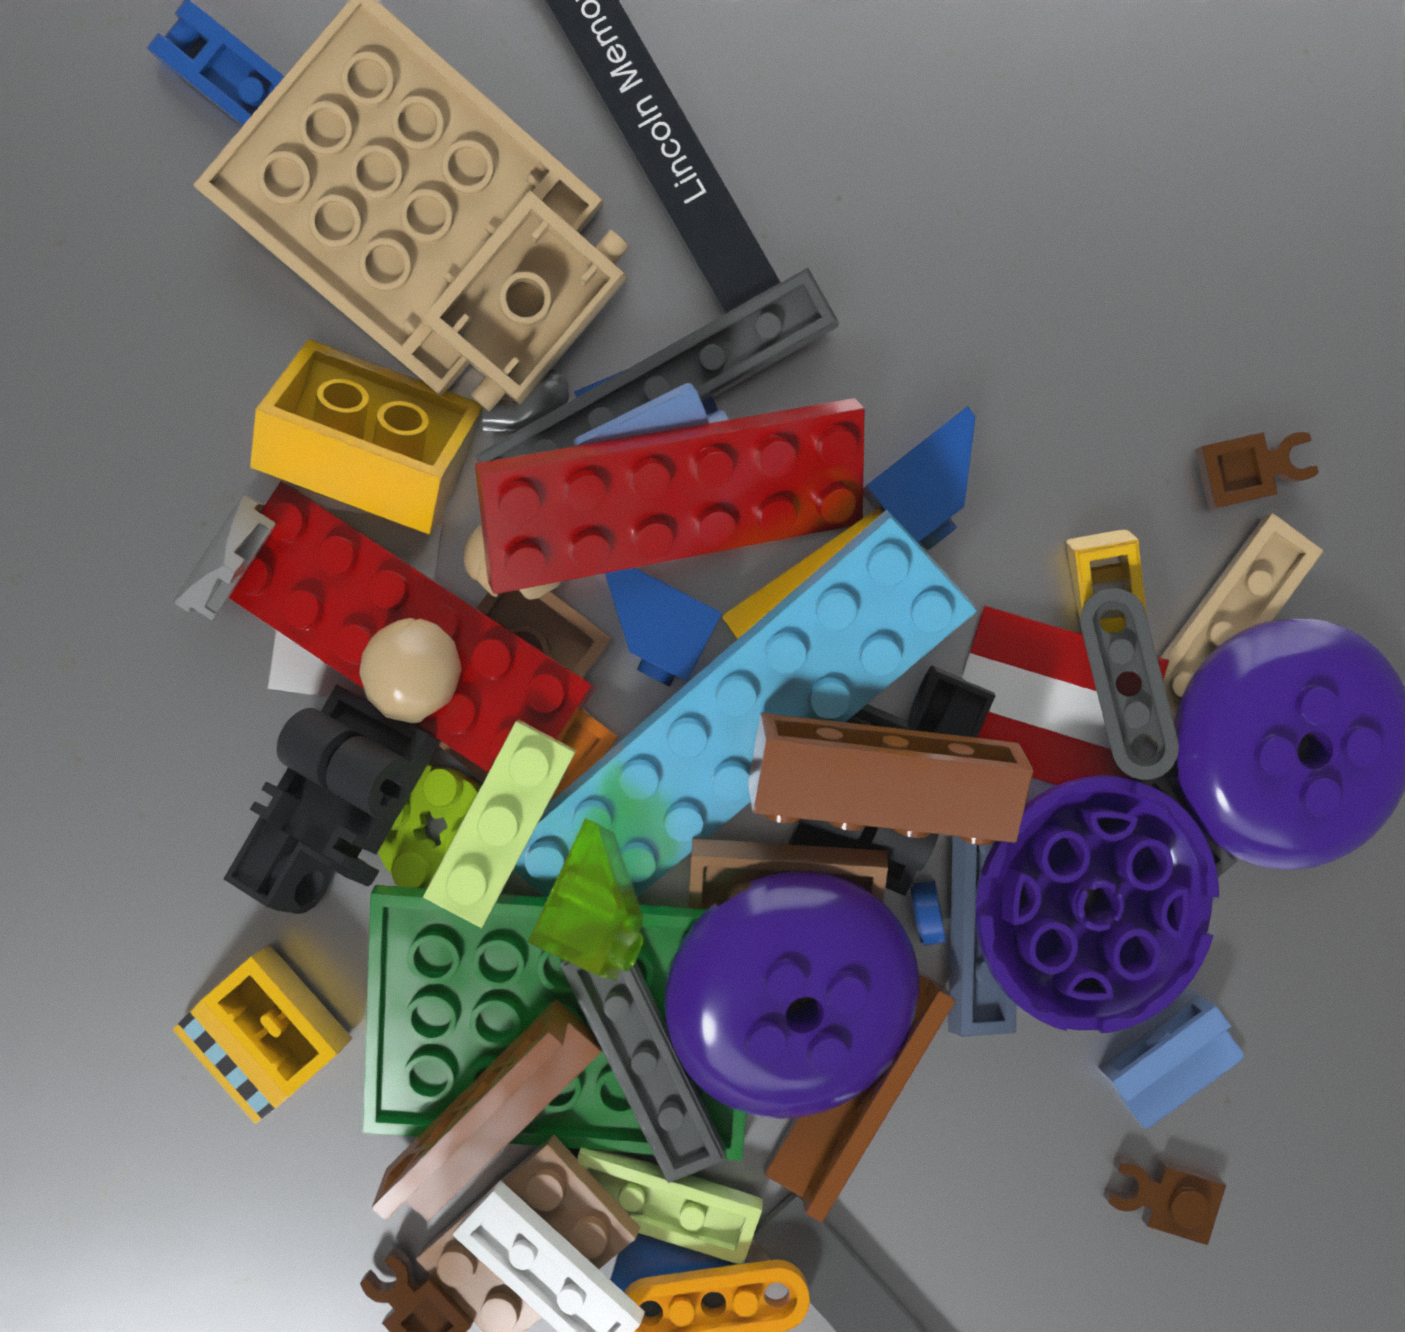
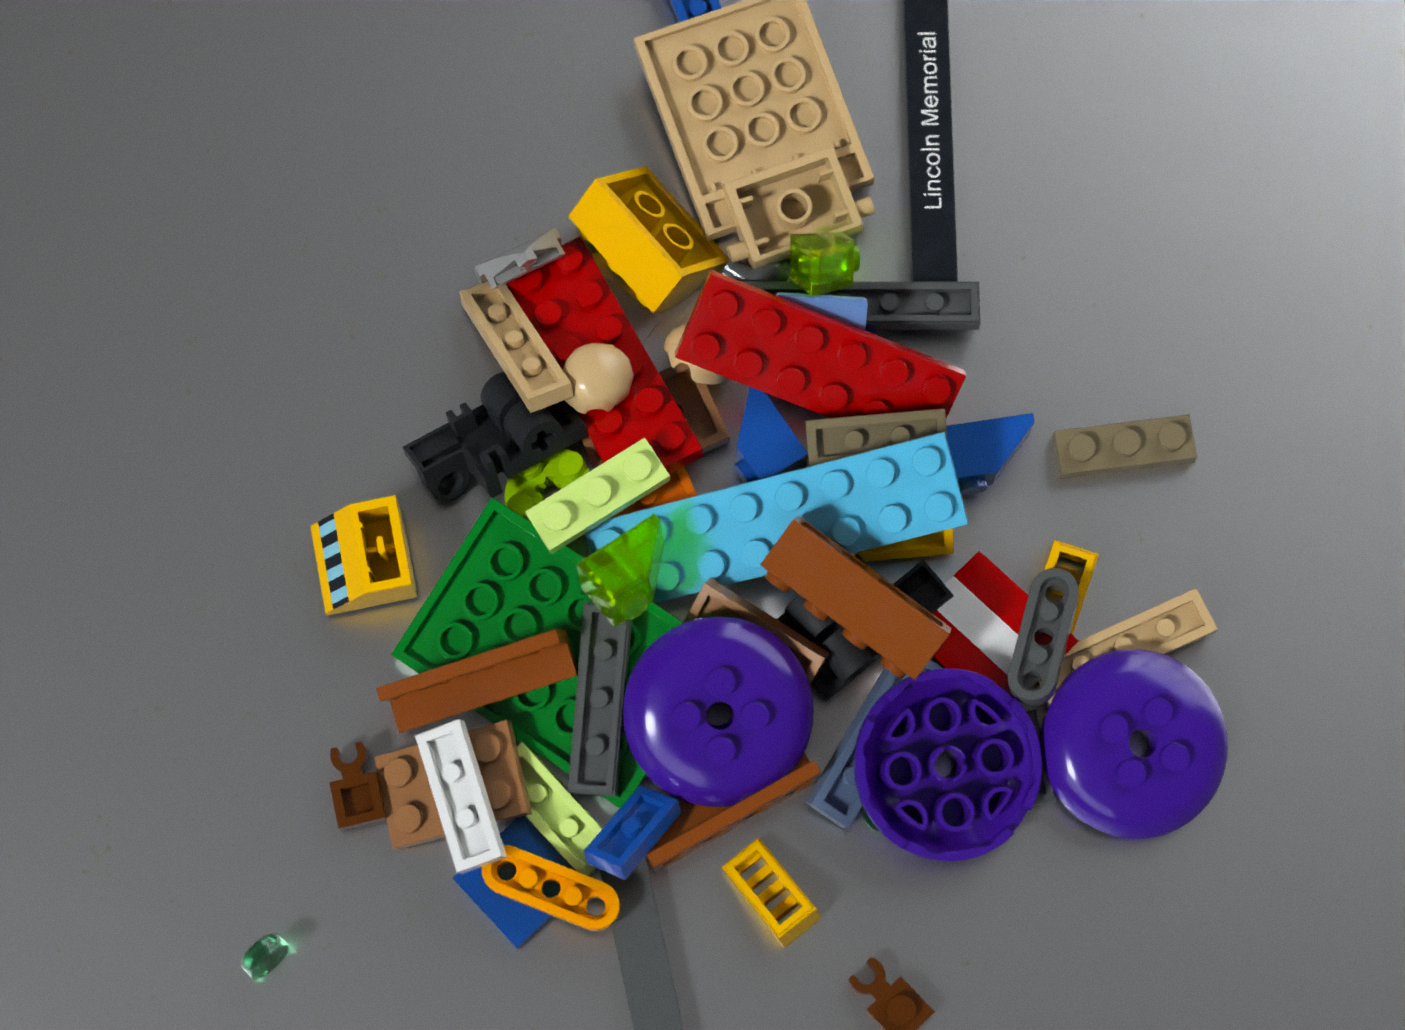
camera: 30 degrees right, 15 degrees down
(288, 682) = (516, 346): none -> tan plate
(604, 356) = (823, 261): none -> clear neon green slope
(772, 1192) = (632, 832): none -> blue plate
(791, 549) = (851, 435): none -> dark tan plate
(928, 912) = (834, 719): blue tile -> none
(953, 1172) = (796, 923): none -> yellow slope
(1090, 377) = (1124, 446): none -> dark tan plate
(1173, 1061) = (943, 911): medium blue panel -> none
(1246, 469) = (1192, 553): reddish brown plate -> none

